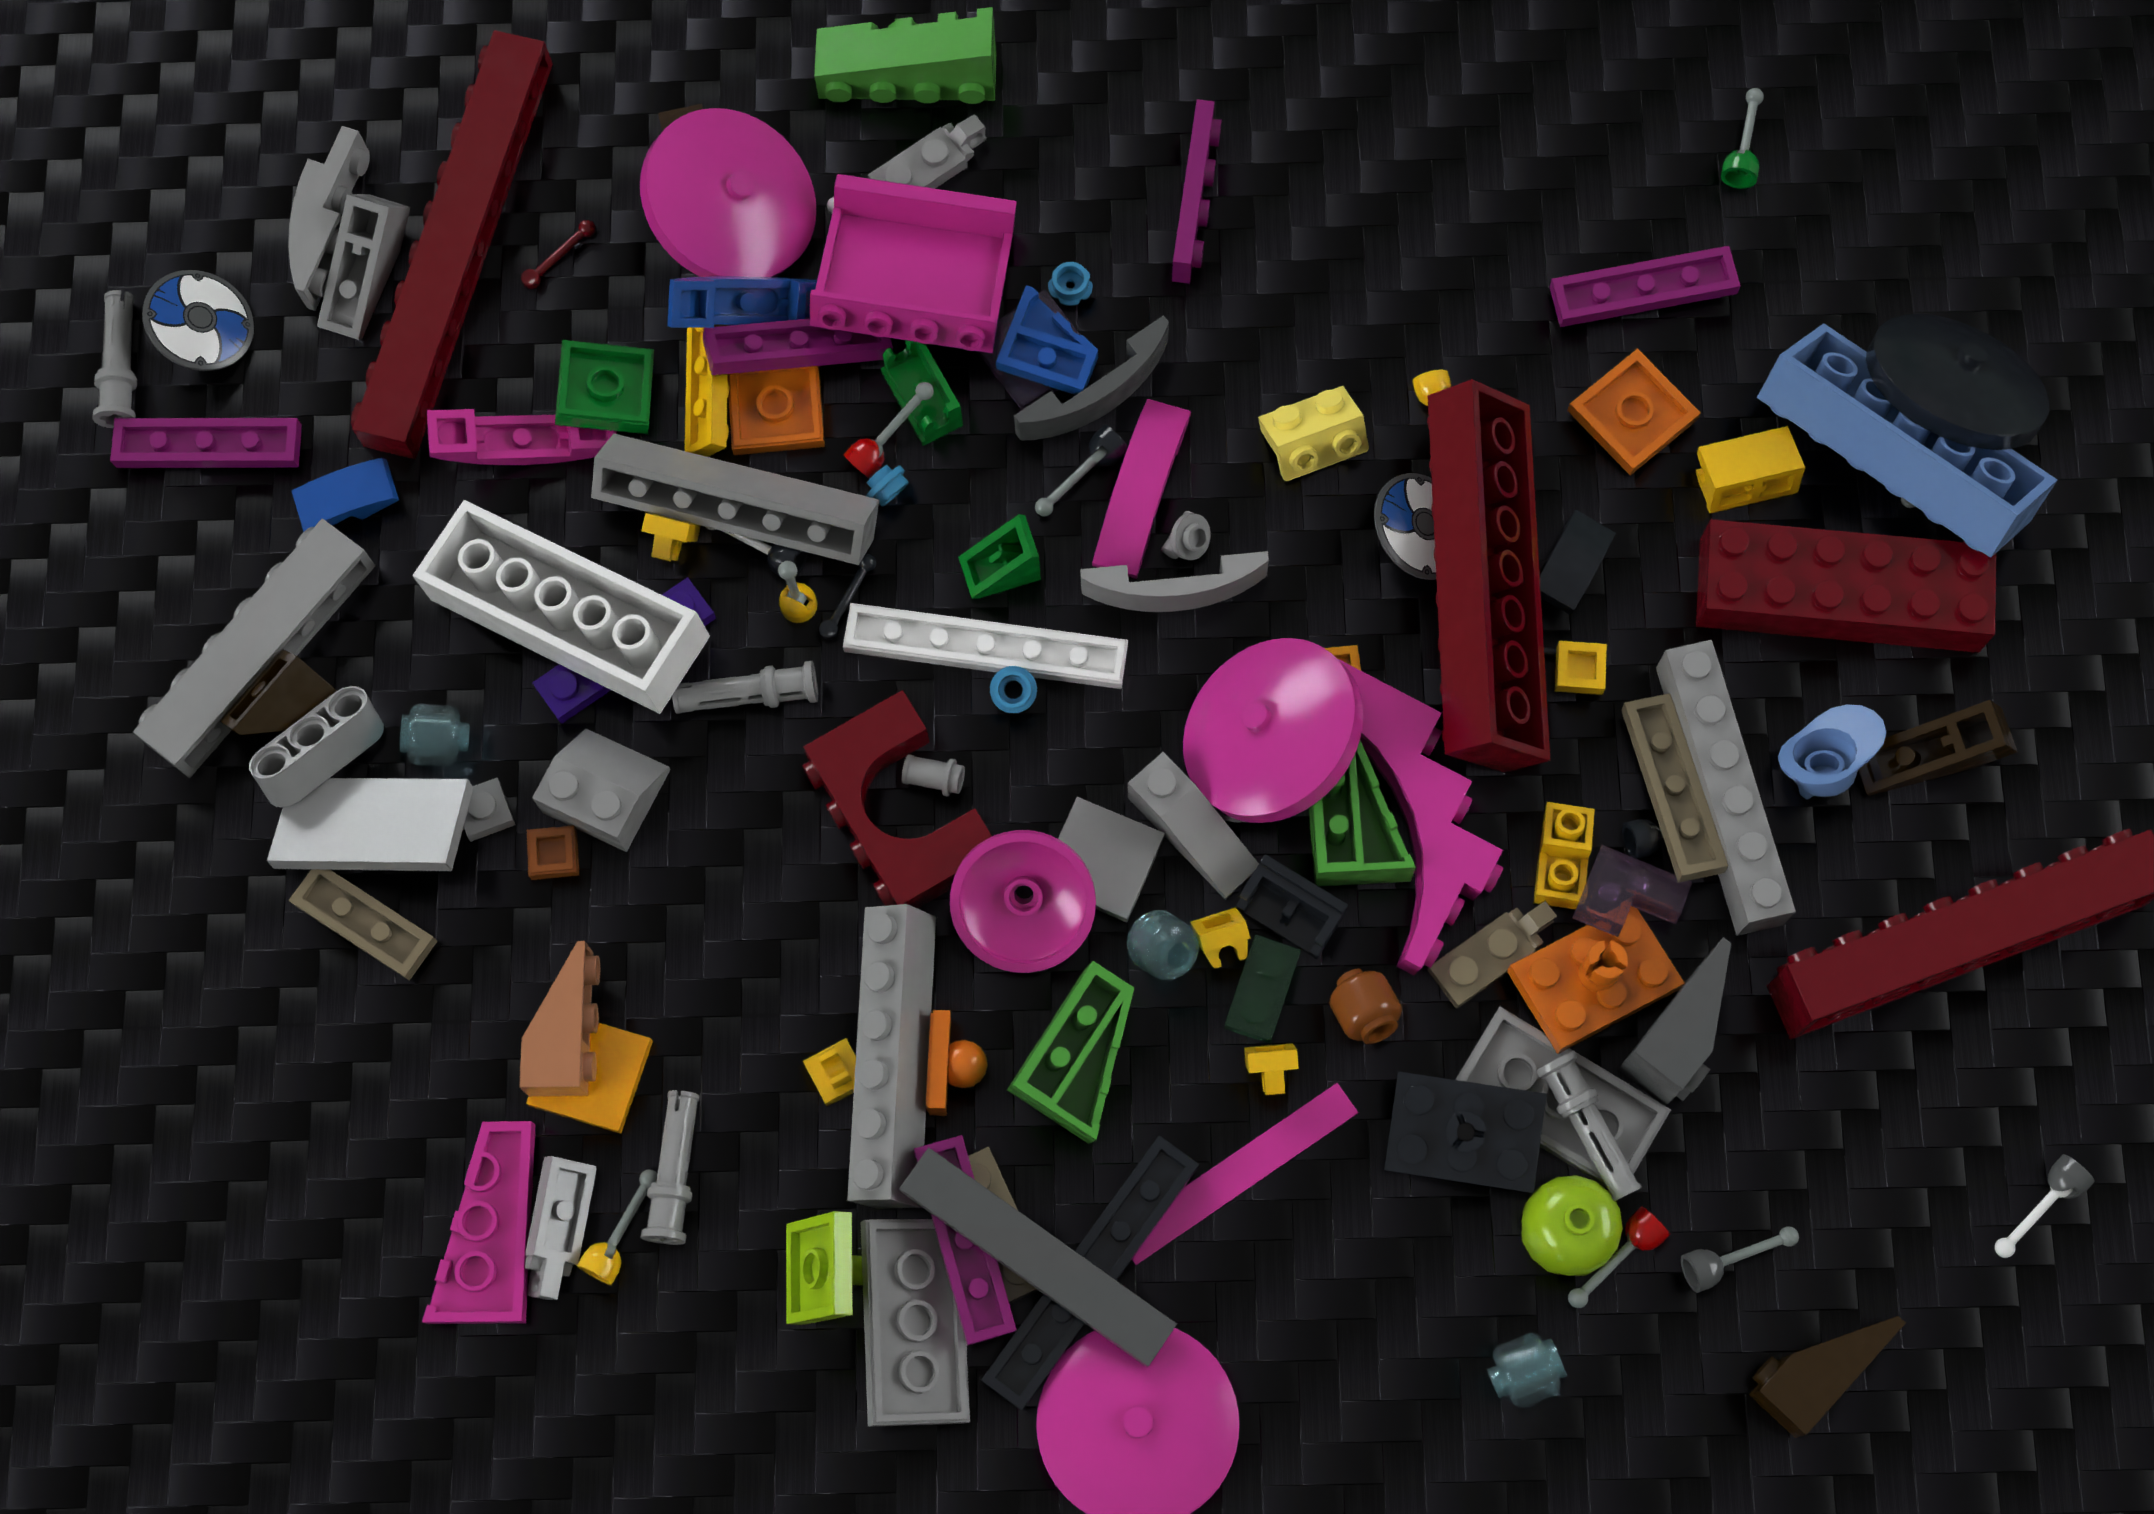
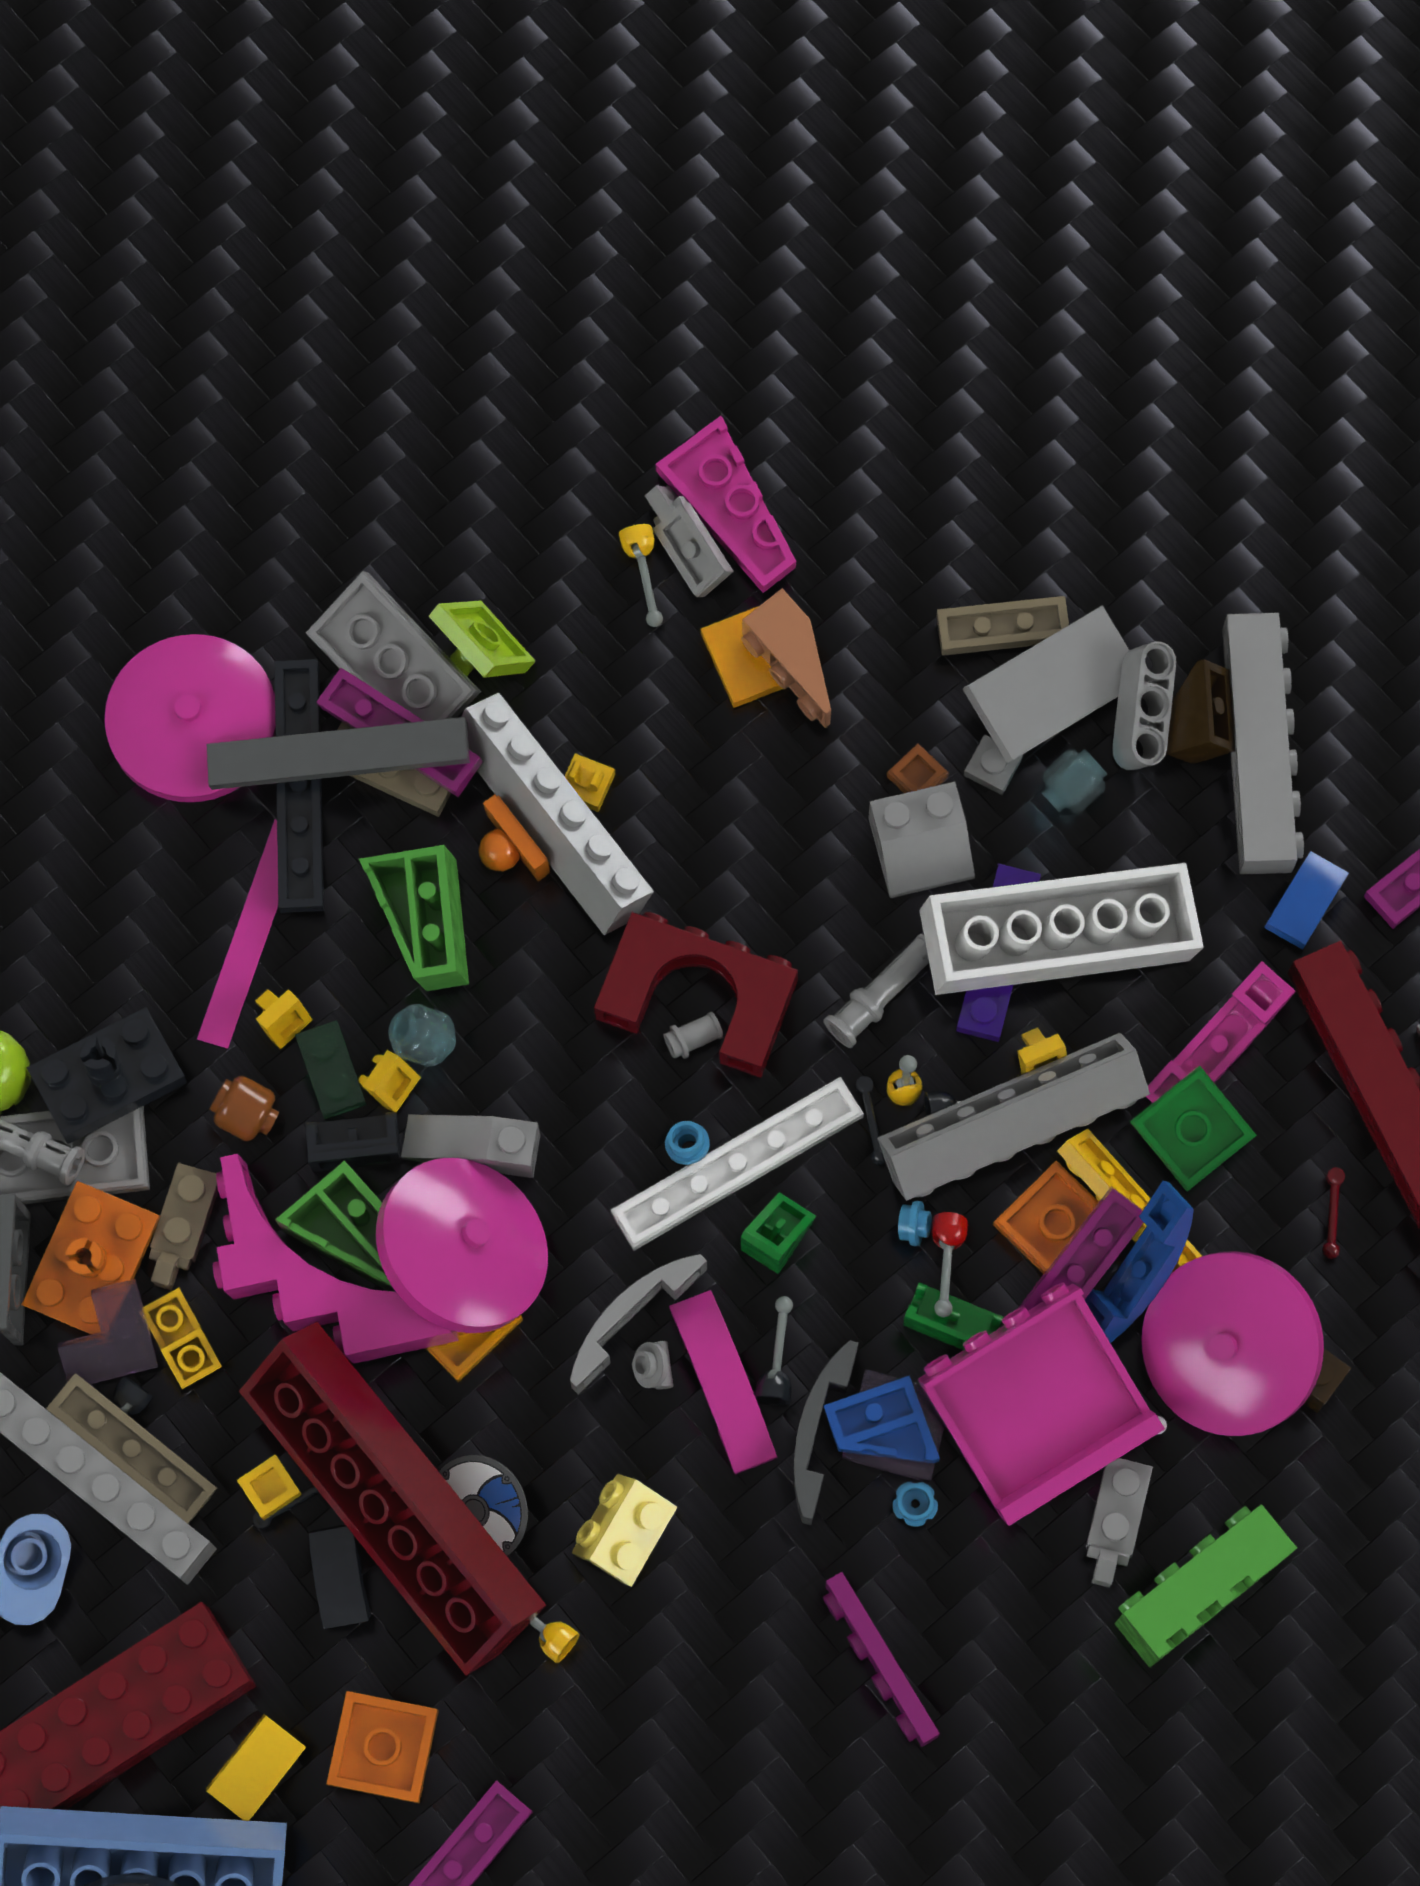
camera: 140 degrees right, 0 degrees up
(670, 1191) = (631, 617): light grey pin -> none
(1018, 931) = (546, 985): dark pink dish -> none
(1115, 852) = (521, 1070): light grey tile -> none

